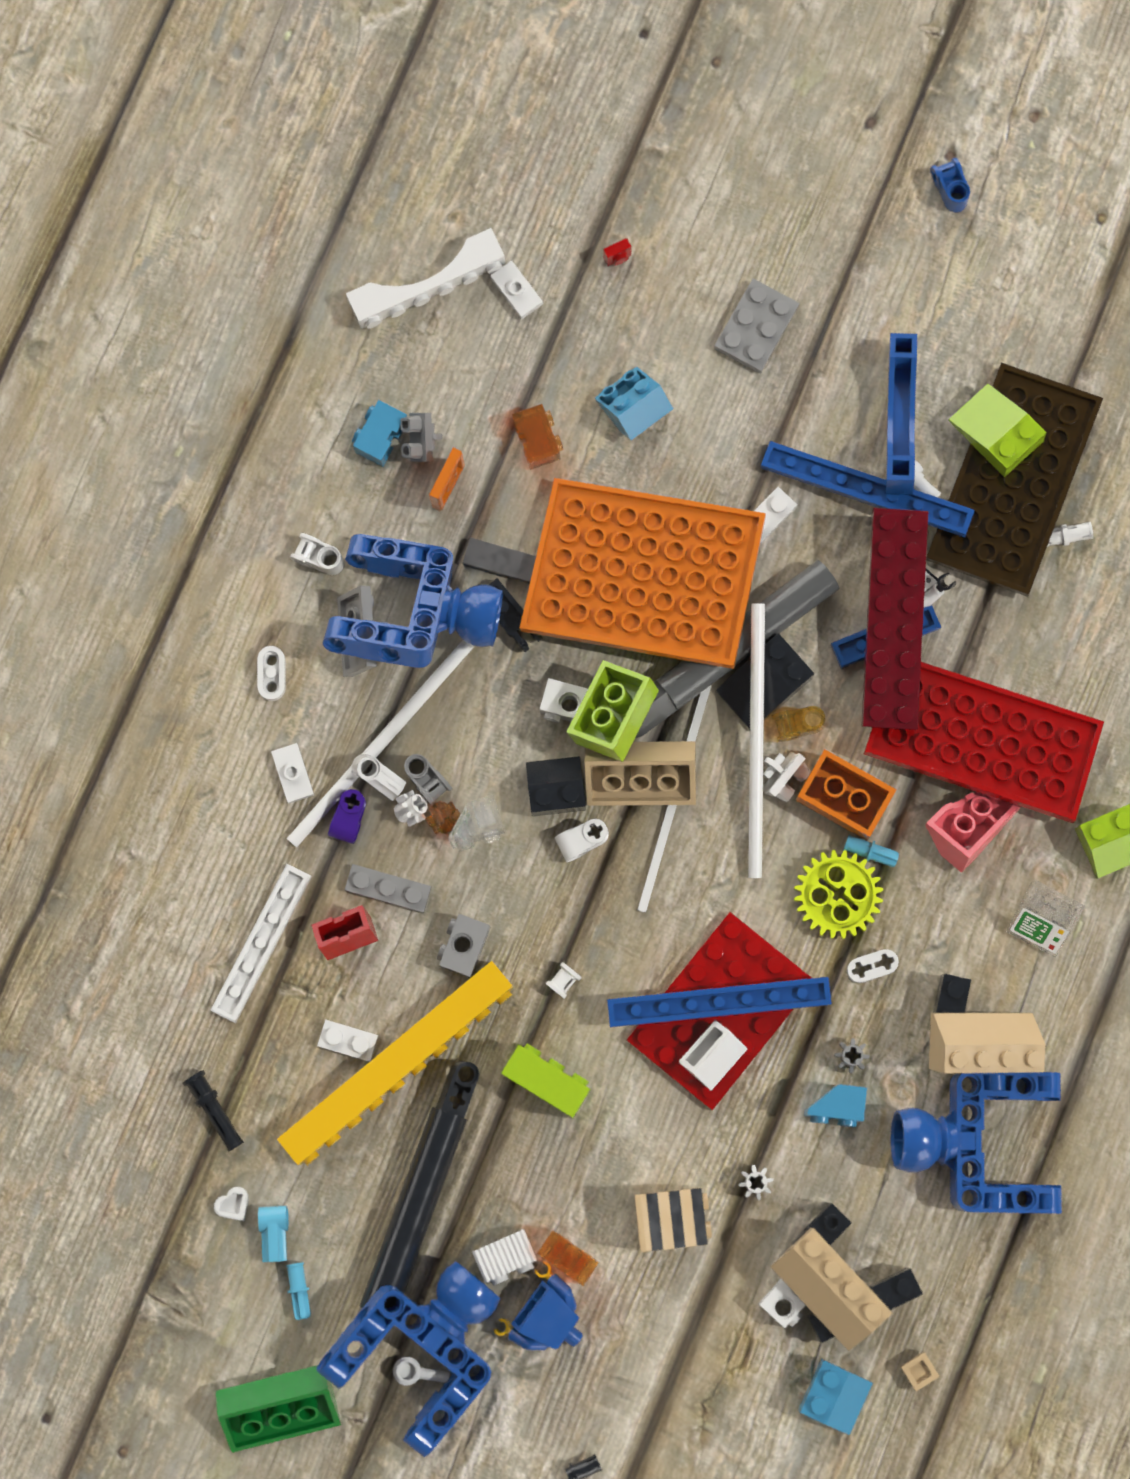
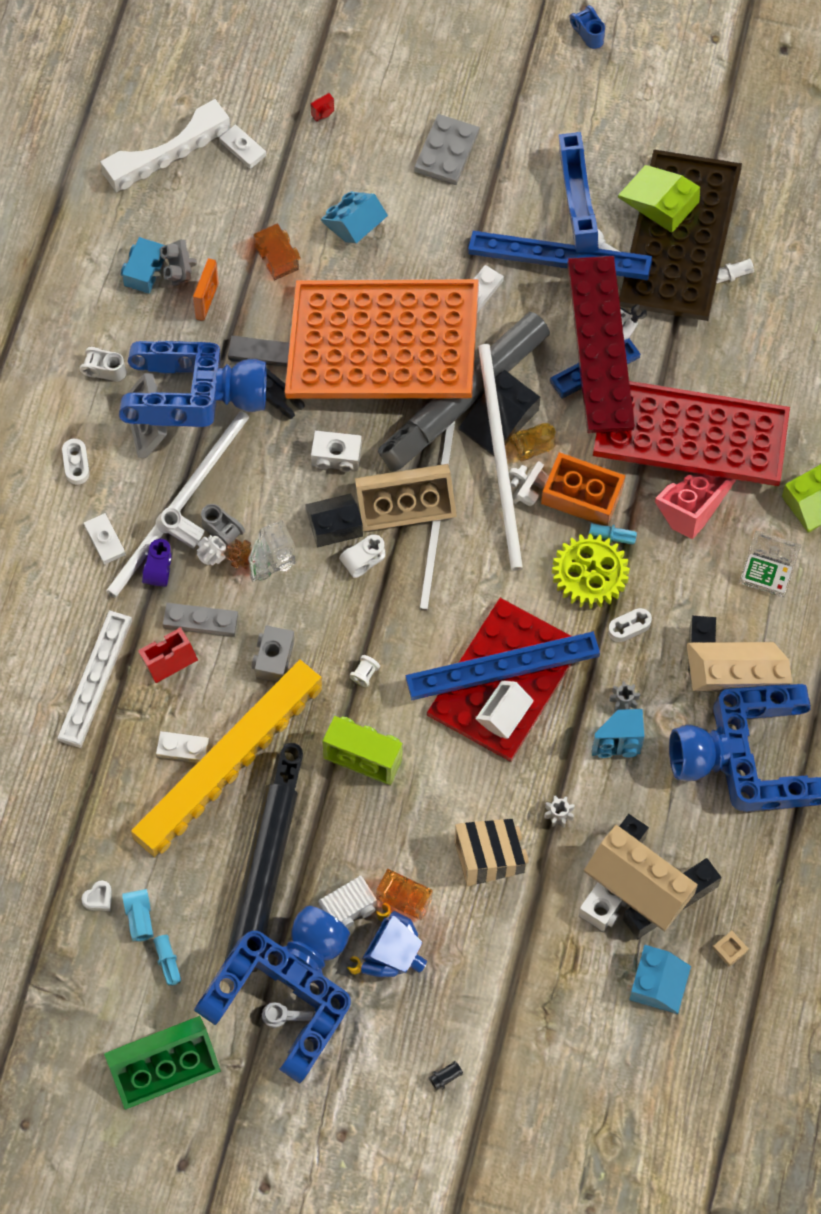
camera: 15 degrees left, 15 degrees down
(207, 1099) = (64, 811): black pin -> none
(612, 710) = (374, 441): lime brick -> none

